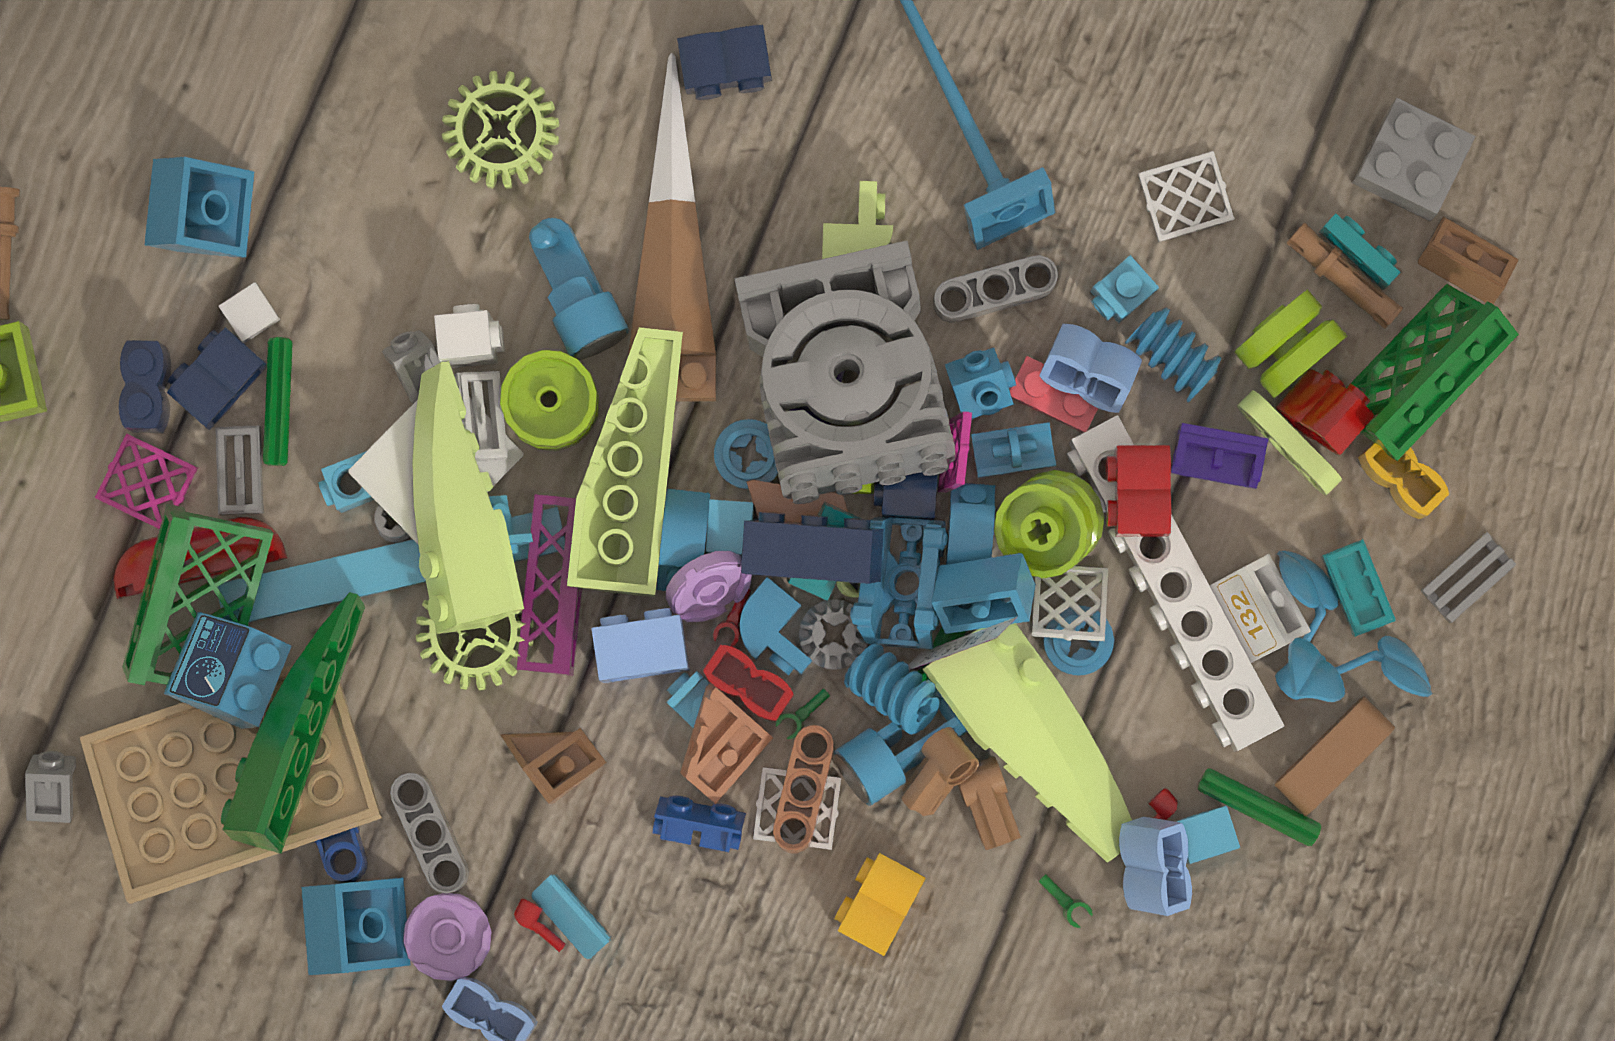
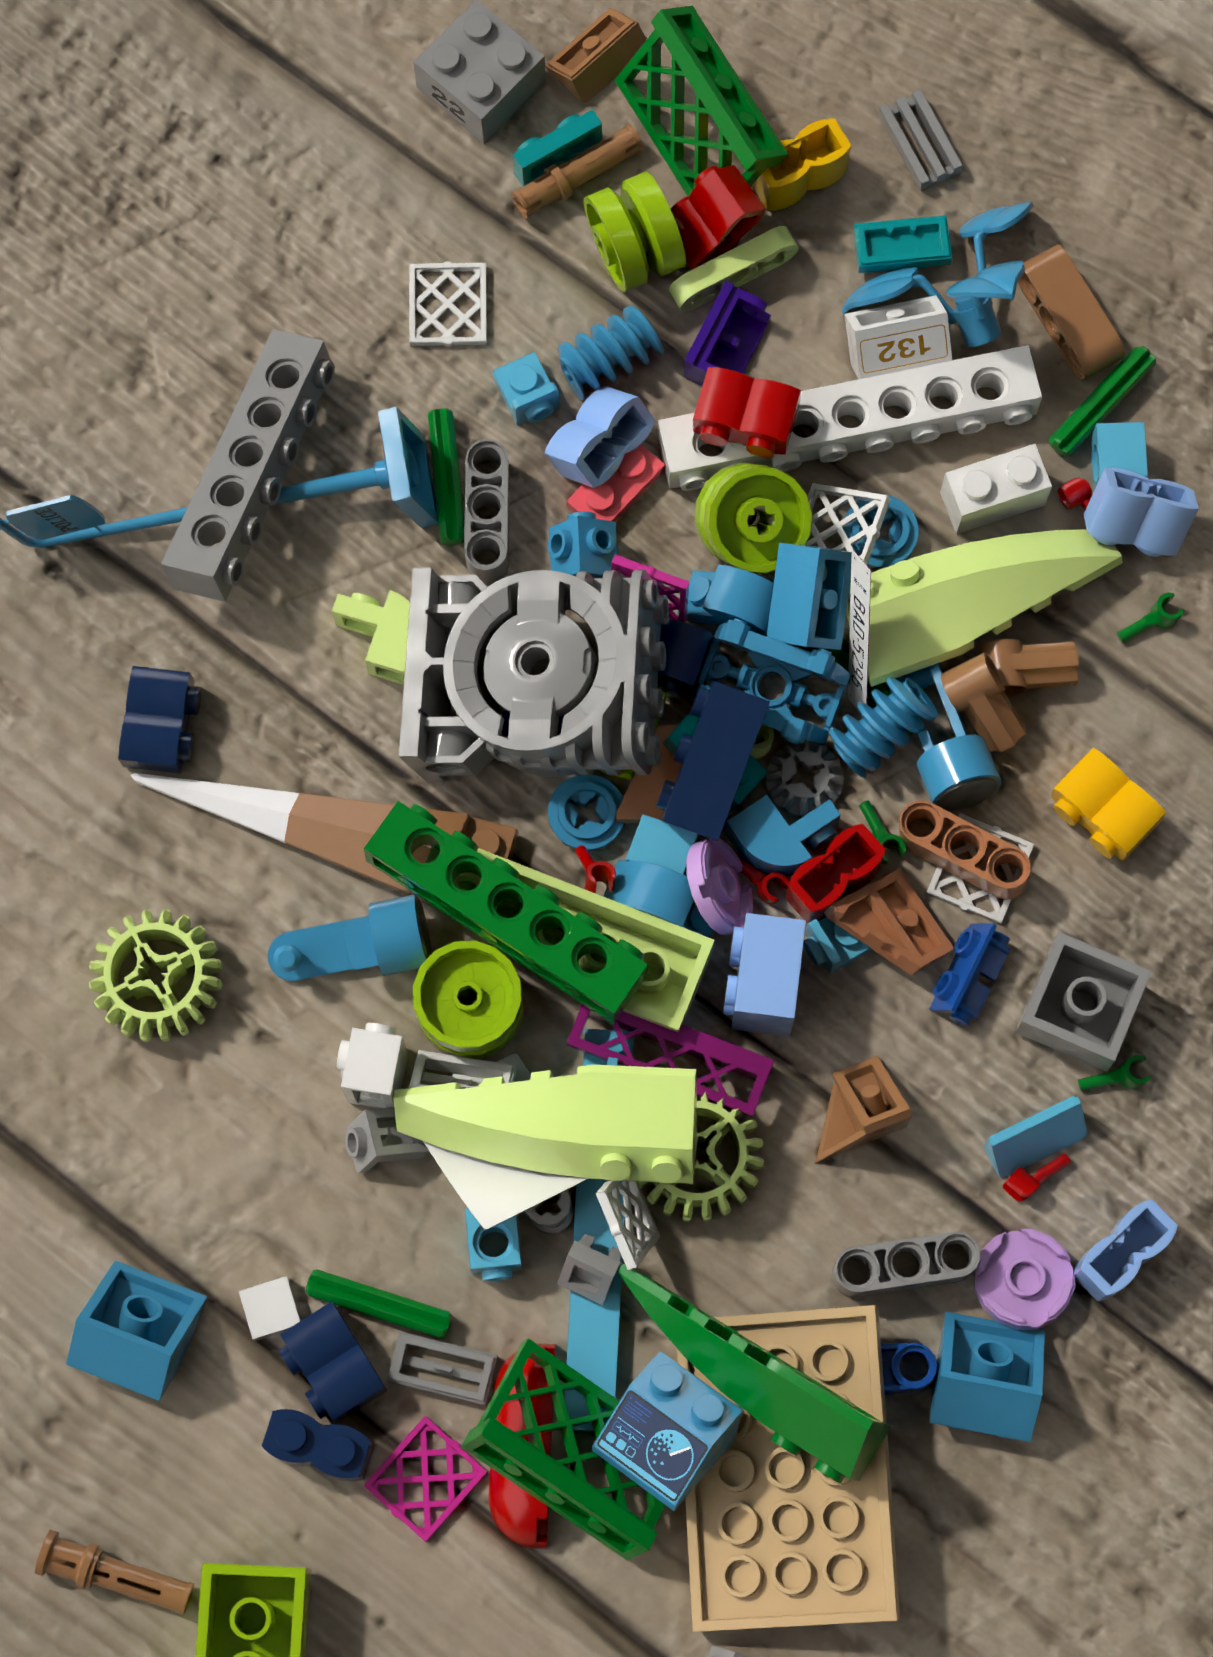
camera: 75 degrees left, 10 degrees down
(346, 569) = (589, 1271): none -> light grey tile
(365, 597) = (641, 1220): none -> white window
(643, 969) = (1118, 1076): none -> green hand
(648, 299) = (413, 827): none -> green brick
(692, 475) = (595, 871): none -> red hand
(695, 925) = (1083, 1001): none -> light grey brick
(1013, 450) = (664, 533): dark azure hips -> none
(1022, 243) = (446, 476): none -> green axle
(1079, 67) = (263, 432): none -> light grey brick
(1144, 732) = (995, 488): none -> white brick

